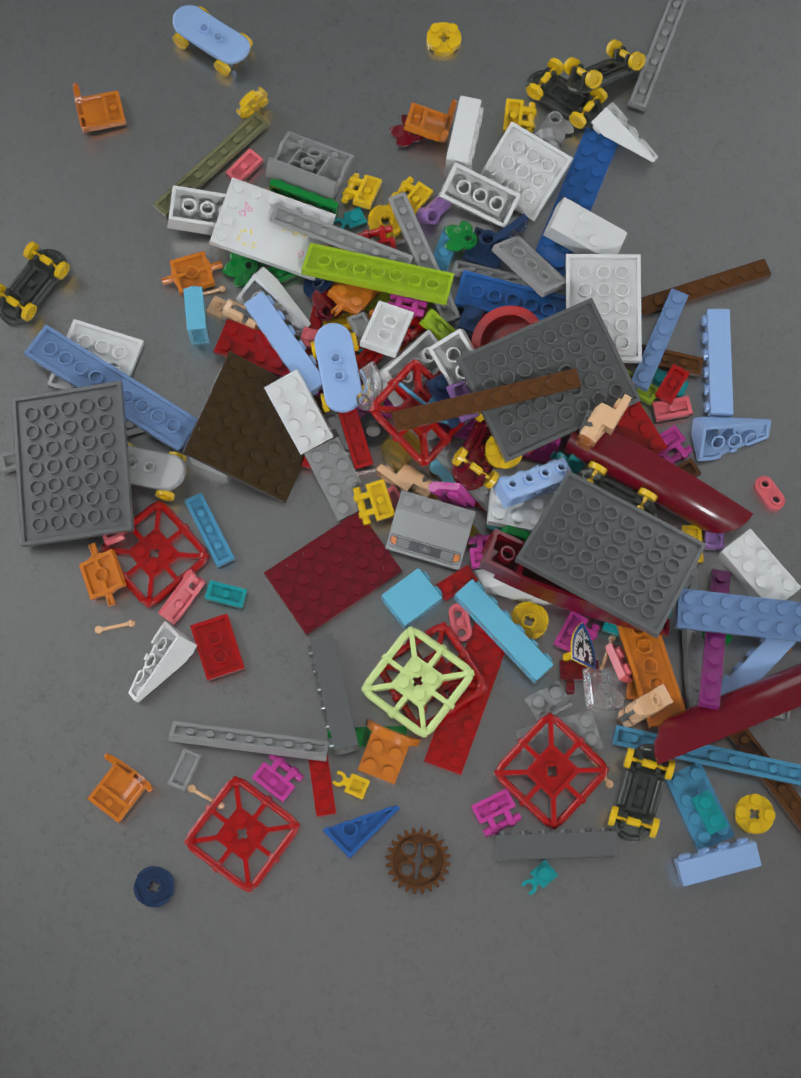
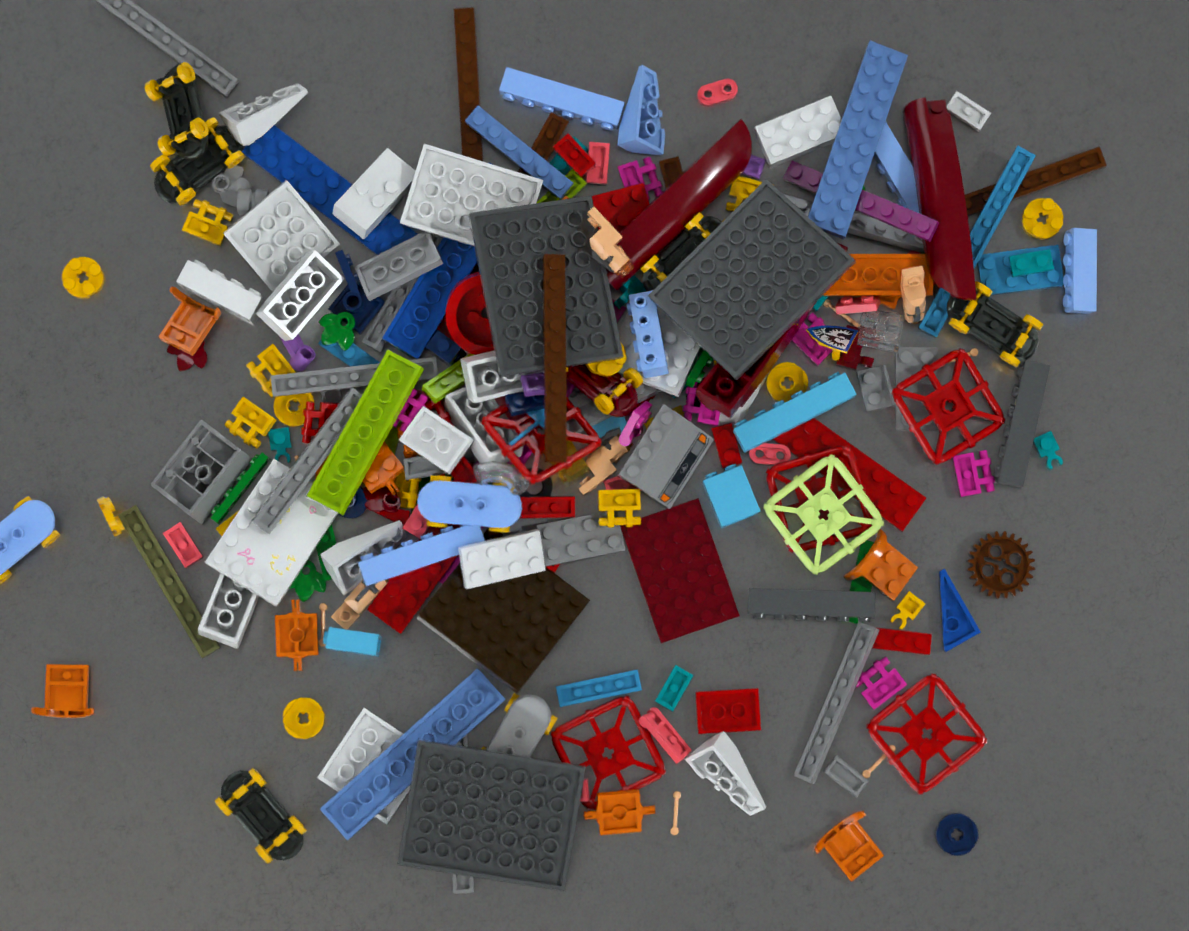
camera: 70 degrees left, 10 degrees up
(125, 306) = (315, 715): none -> yellow plate

